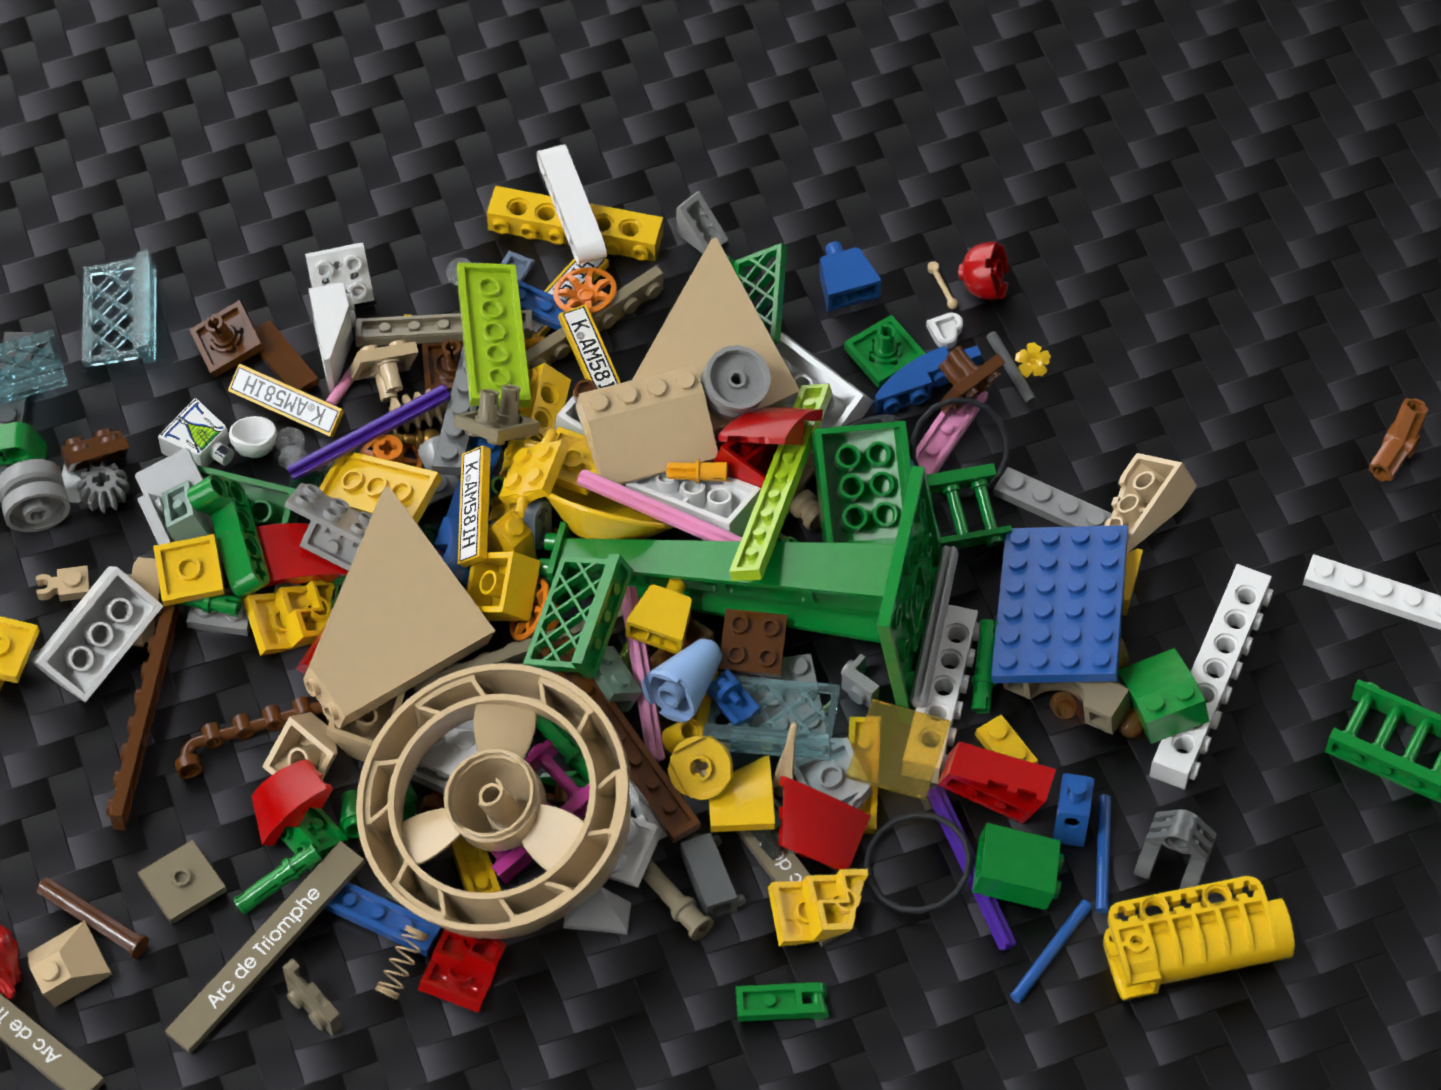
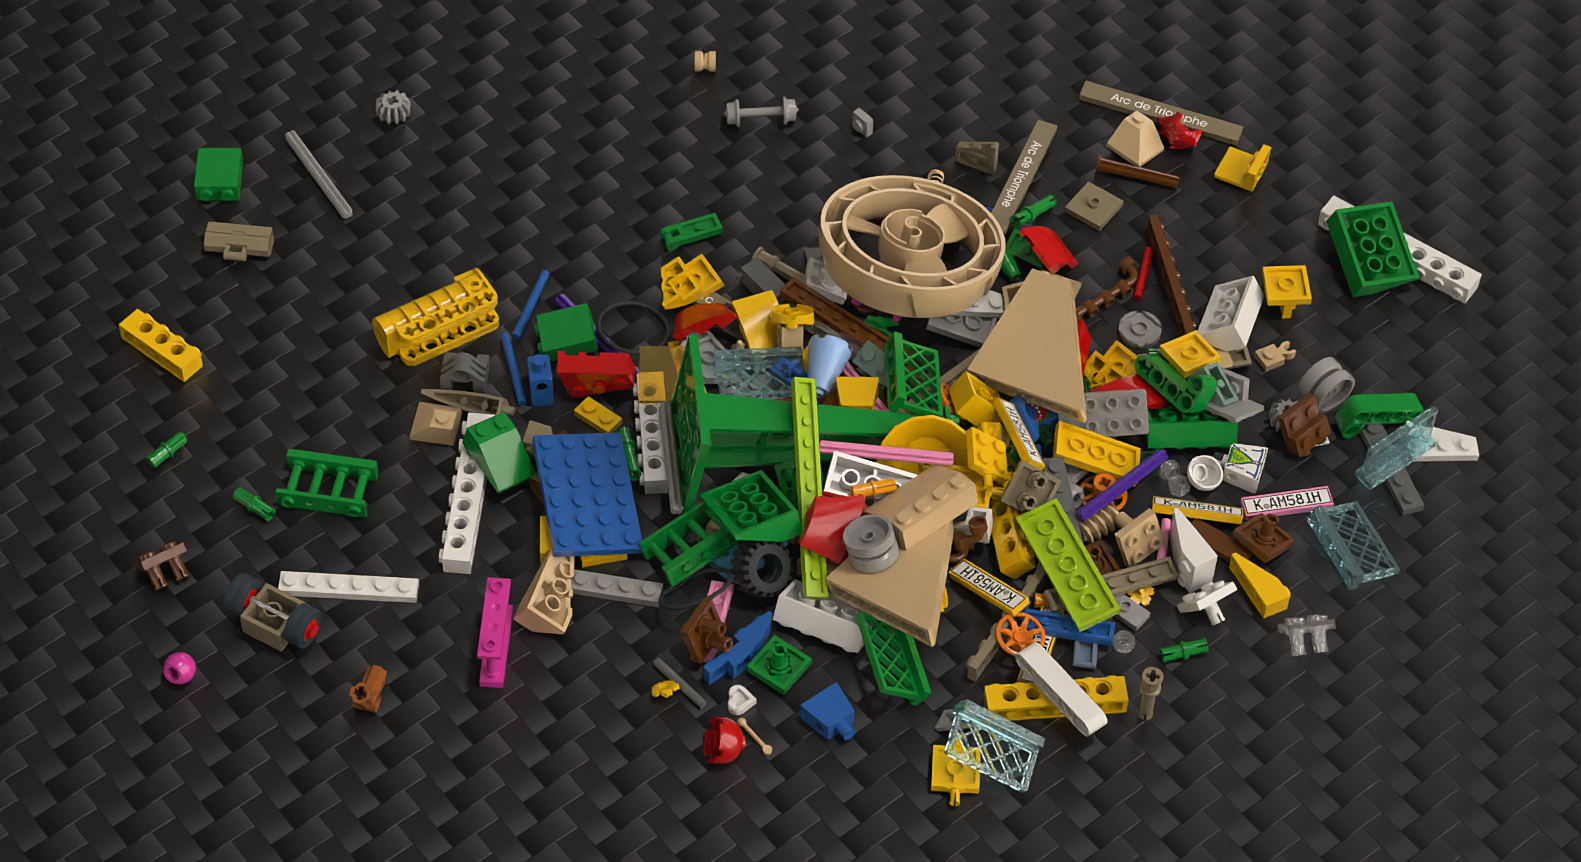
camera: 160 degrees right, 5 degrees down
(168, 385) = (1286, 502): none -> tile
(170, 756) = (1143, 273): none -> red bar
(221, 672) = (1139, 330): none -> light grey tile
(241, 213) = (1315, 624): none -> clear plate
(261, 282) = (1261, 587): none -> yellow slope
(395, 241) = (1184, 650): none -> green pin
(433, 301) = (1131, 613): none -> light grey plate
(472, 160) = (1150, 688): none -> dark tan pin
(676, 172) = (999, 727): none -> clear light blue fence
(726, 179) = (952, 775): none -> yellow plate
(1158, 793) = (471, 401): none -> dark tan piece
(1227, 456) = (495, 632): none -> dark pink fence
(1231, 795) = (436, 423): none -> tan slope

